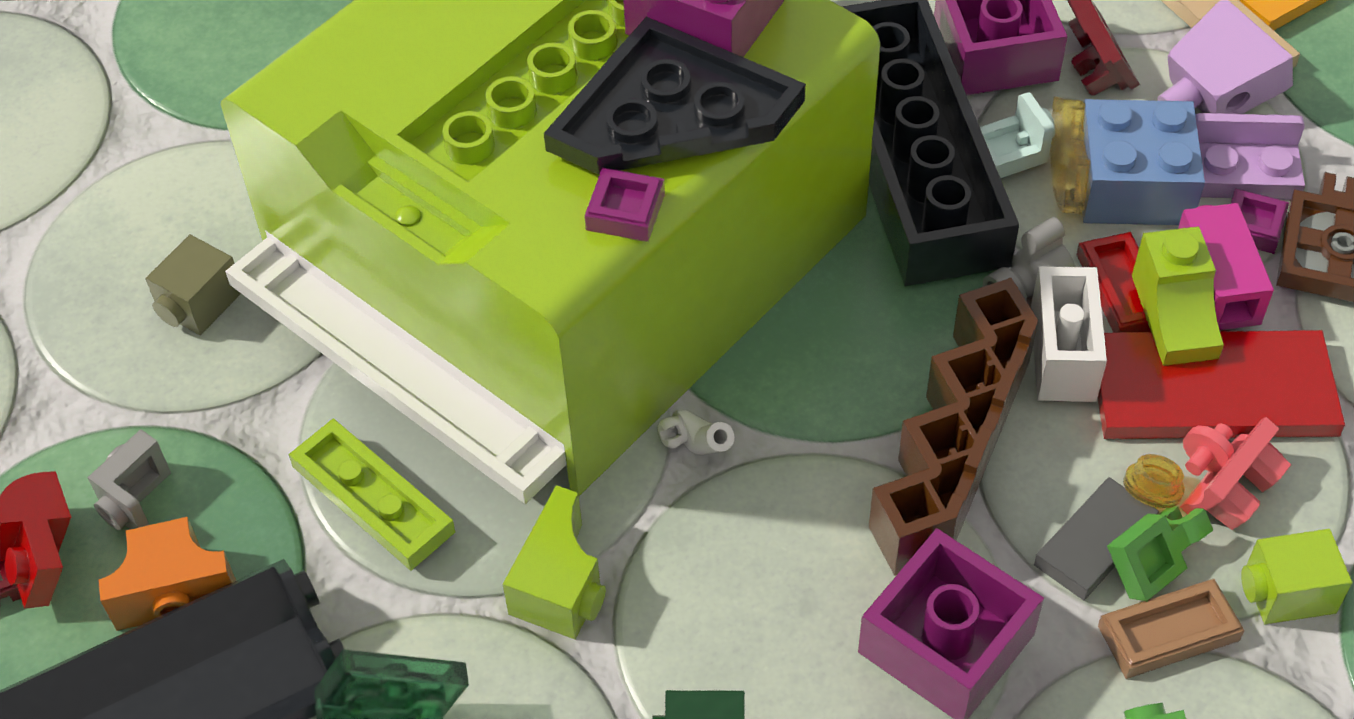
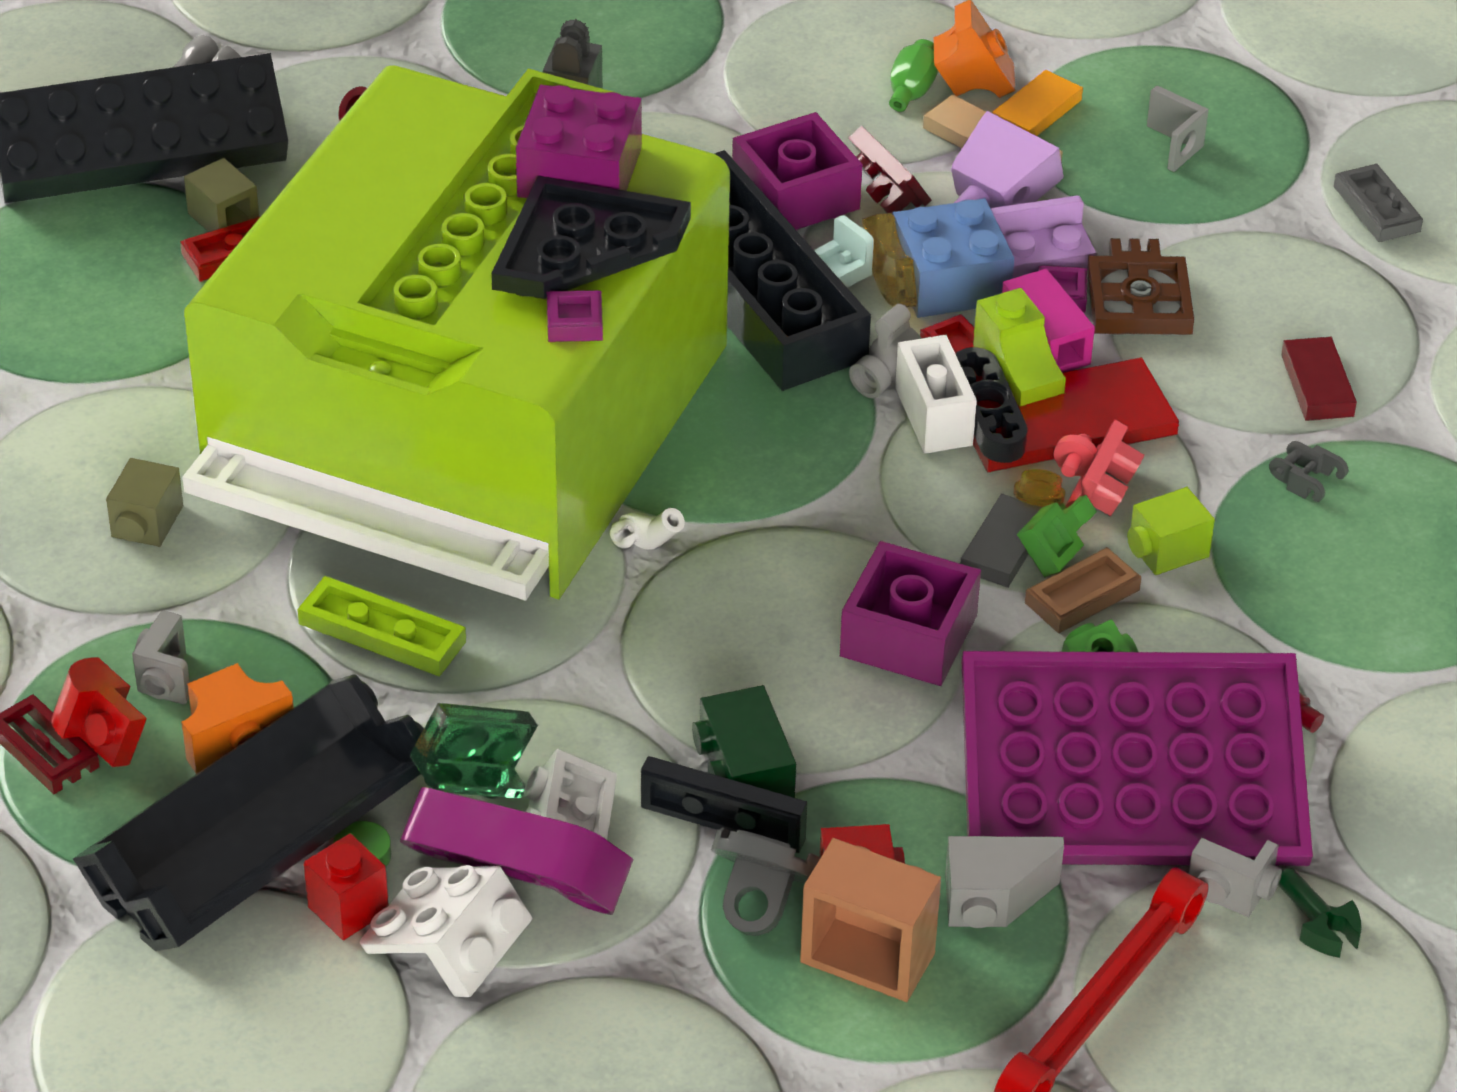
camera: 20 degrees left, 10 degrees down
(552, 576) = (570, 648): lime arch -> none
(952, 444) = (864, 471): reddish brown brick -> none
(1143, 378) = (1008, 415): none -> black beam

